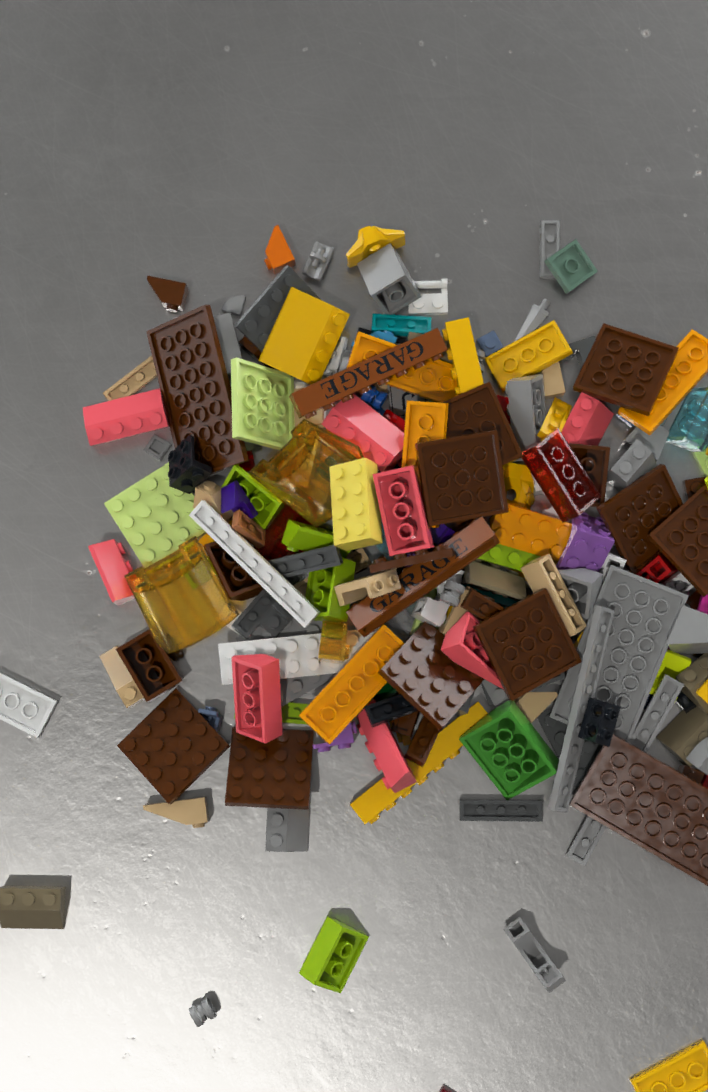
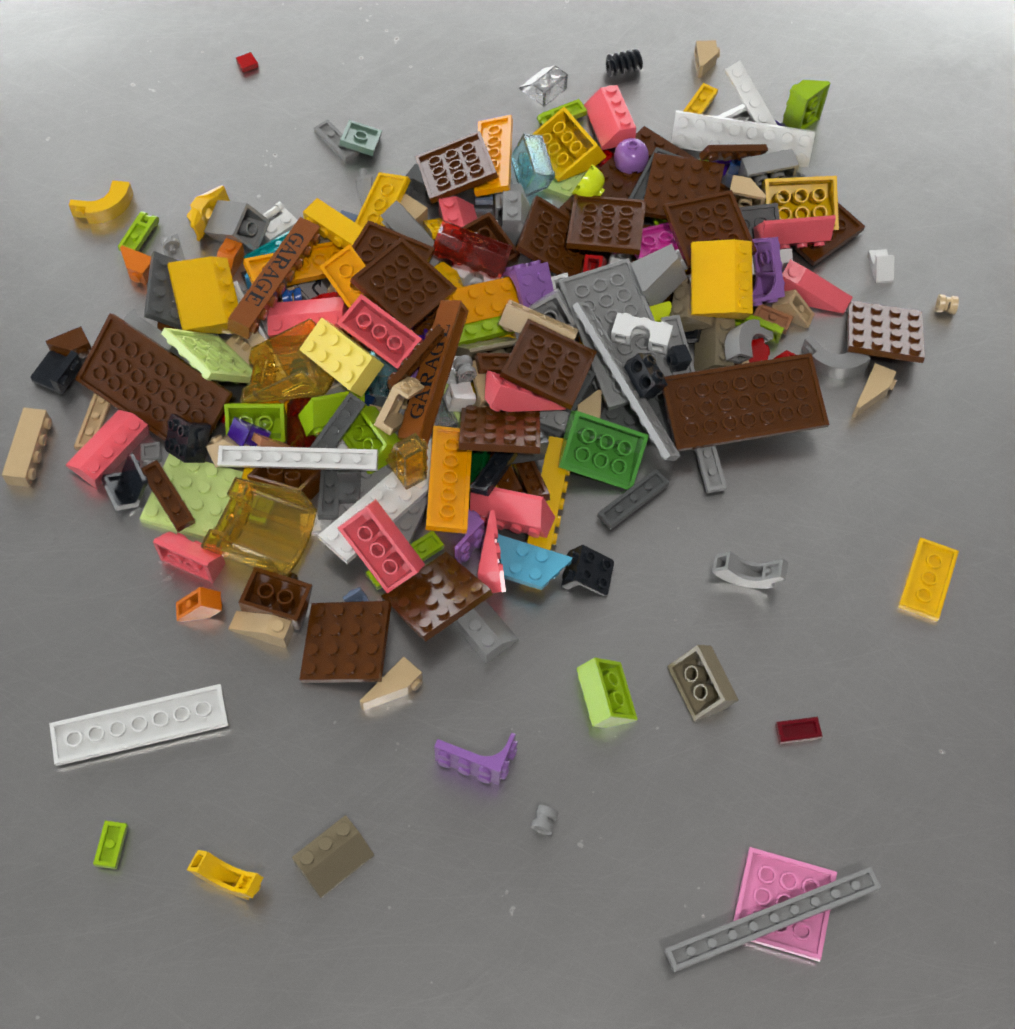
camera: 45 degrees left, 20 degrees down
(65, 366) = (27, 447): none -> tan brick
(90, 620) = (199, 604): none -> orange slope
(112, 466) = (126, 487): none -> black bracket
(135, 505) = (168, 496): none -> reddish brown plate
(139, 309) = (57, 371): none -> black bracket
(190, 941) = (486, 768): none -> medium lavender bracket
(299, 171) = (106, 208): none -> yellow arch
(304, 217) = (139, 231): none -> lime plate
(330, 777) = (489, 568): none -> coral wedge
(359, 307) = (233, 252): none -> orange slope
(363, 802) = (530, 563): none -> medium azure wing
(408, 842) = (588, 570): none -> black bracket
(414, 1010) = (702, 682): none -> dark tan slope
(539, 96) = (247, 62): none -> red tile
(642, 727) = (678, 358): none -> black plate
(645, 692) = (628, 326): none -> white arch

